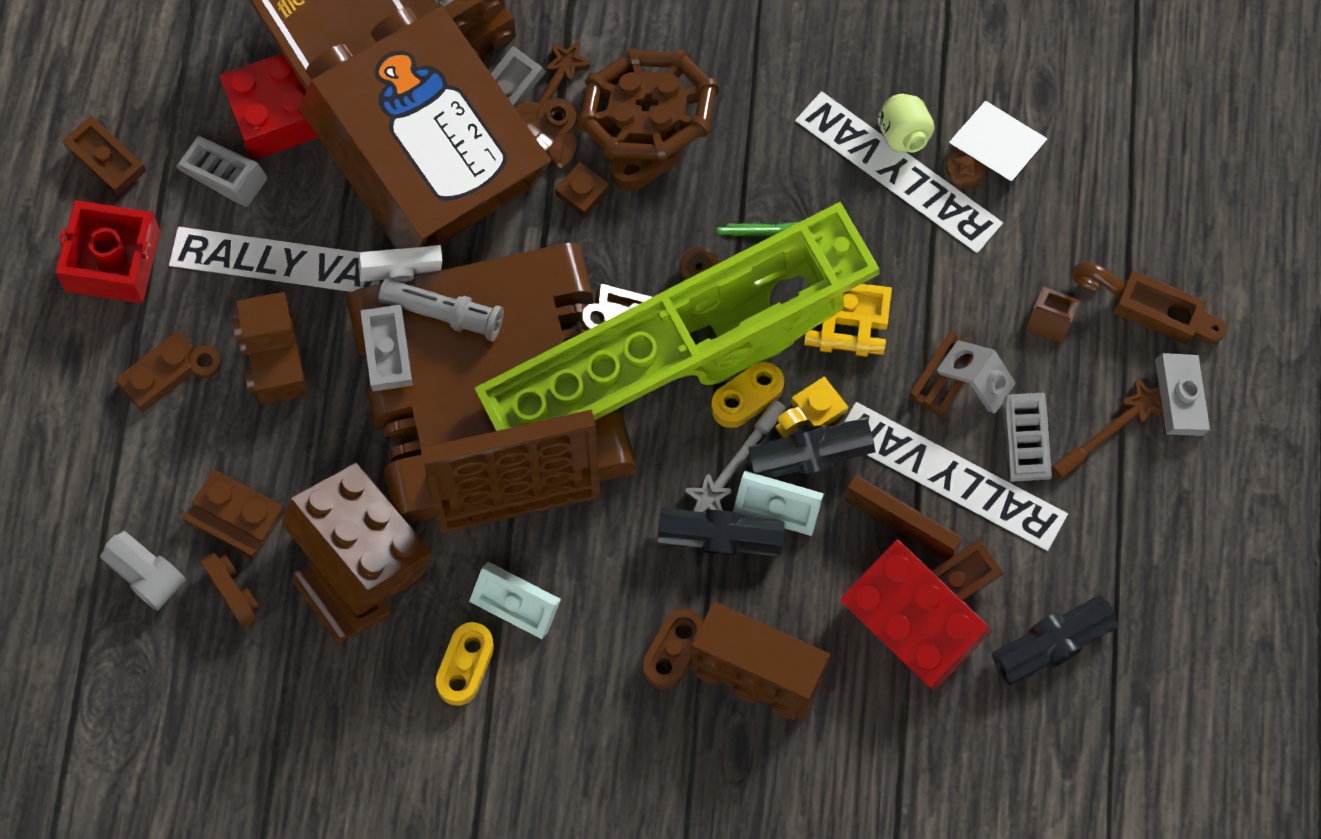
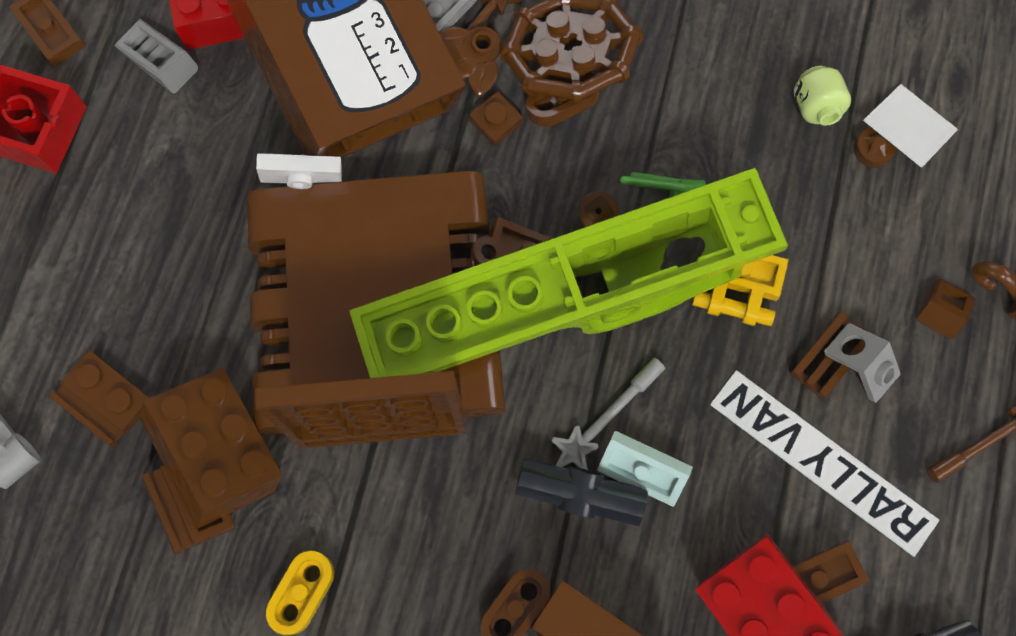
camera: 10 degrees right, 5 degrees up
(165, 369) = (64, 242): reddish brown hinge -> none
(239, 602) = (83, 491): reddish brown plate -> none
(267, 259) = (180, 146): white sticker -> none
(271, 341) = (166, 234): reddish brown brick -> none
(386, 348) = (270, 254): light grey plate -> none
(458, 312) = (350, 228): light grey pin -> none
(514, 600) = (361, 532): light aqua plate -> none
(749, 393) = (630, 348): yellow plate -> none
(812, 407) = (694, 371): yellow plate -> none
(812, 448) = (687, 417): black piece -> none
(899, 172) = (809, 144): white sticker -> none
(903, 518) = (772, 505): reddish brown tile -> none
(1024, 404) = (922, 435): light grey slope -> none

